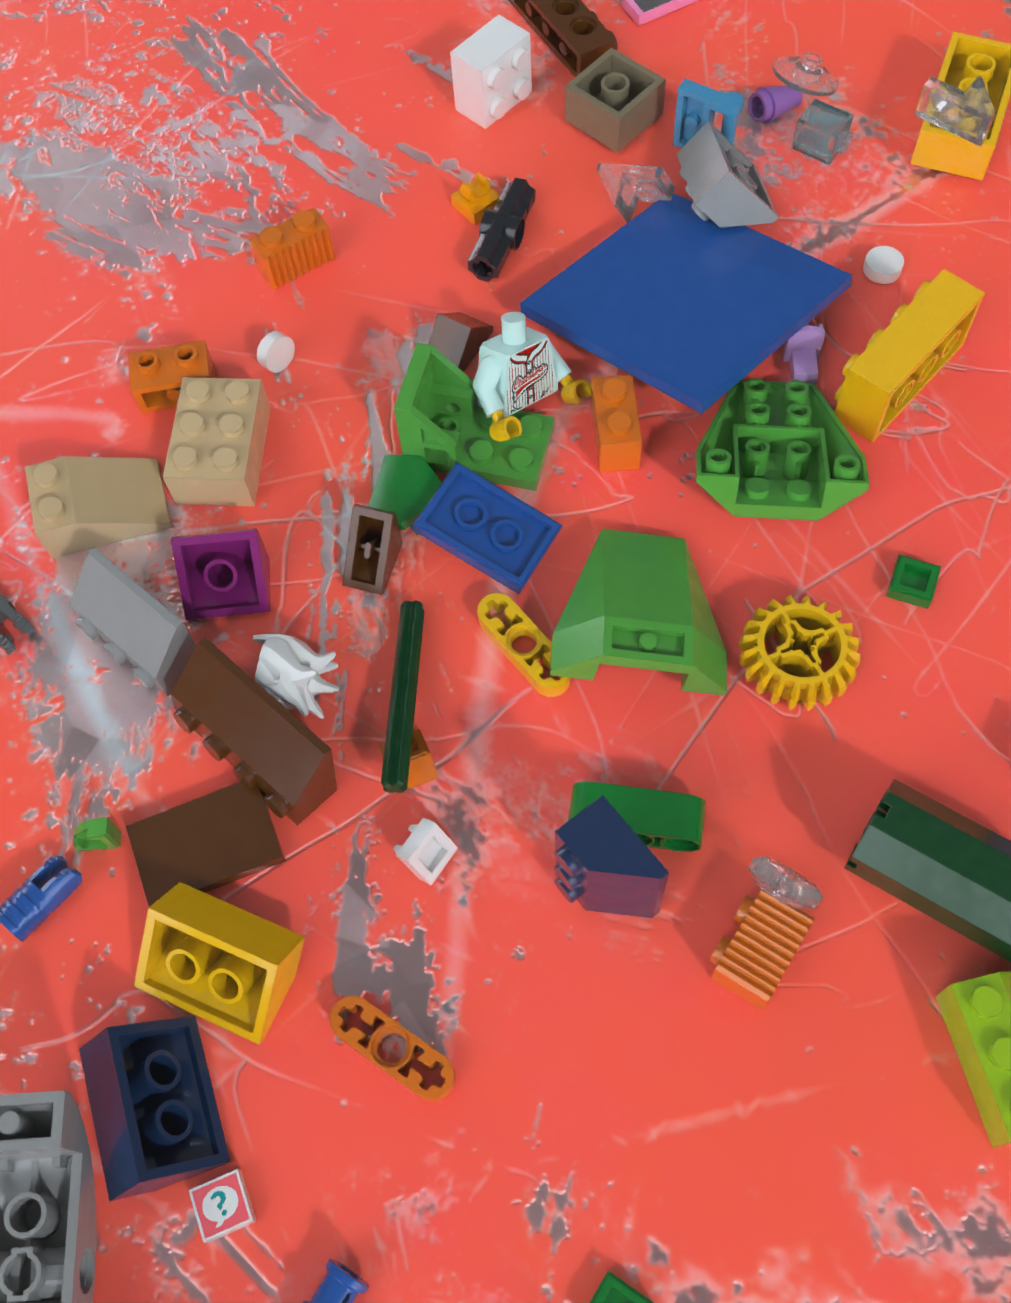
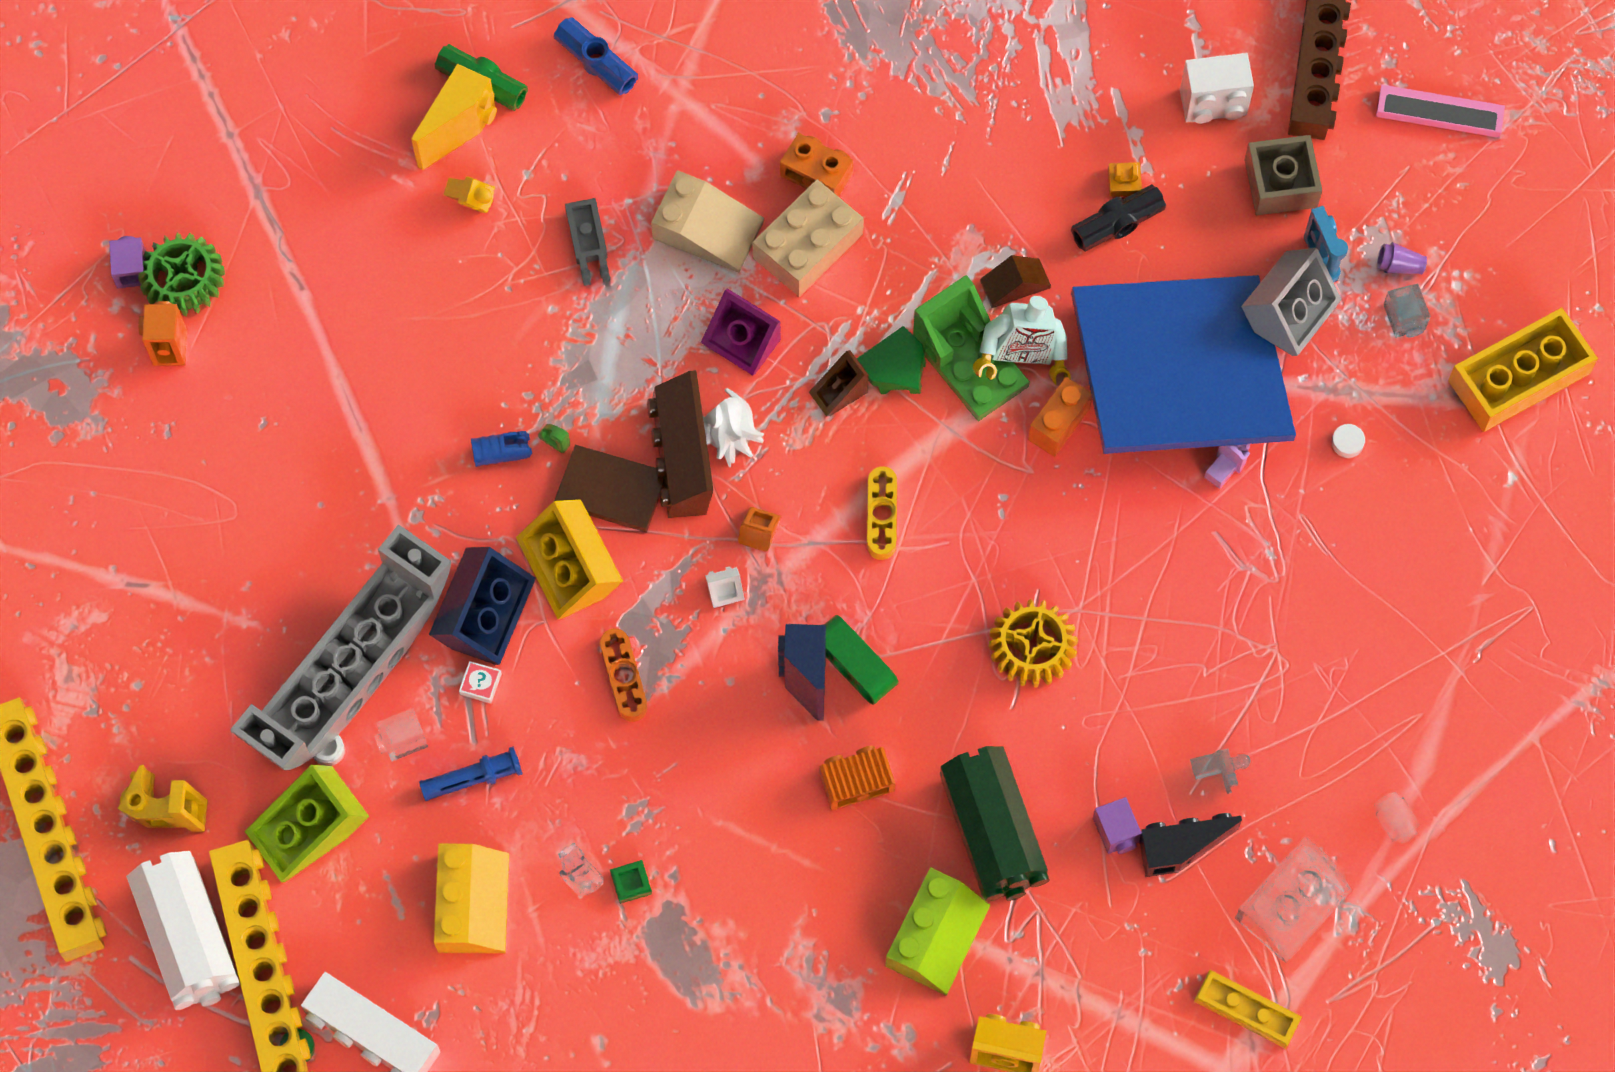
camera: 35 degrees right, 5 degrees up
(131, 623) = (664, 325): light grey slope -> none
(275, 351) = (894, 198): white tile -> none
(292, 247) = (967, 126): orange brick -> none
(403, 698) = (785, 488): dark green axle -> none
(487, 527) = (922, 423): blue tile -> none
(634, 182) = (1225, 253): clear slope -> none
(640, 610) = (963, 548): bright green wedge -> none
(779, 453) = (1141, 511): bright green wedge -> none
(785, 883) = (898, 755): clear gear -> none
(805, 74) = (1444, 255): clear dish -> none
(906, 354) = (1280, 514): yellow brick -> none
(913, 581) = (1147, 657): green tile -> none
(956, 111) = (1484, 377): clear slope -> none

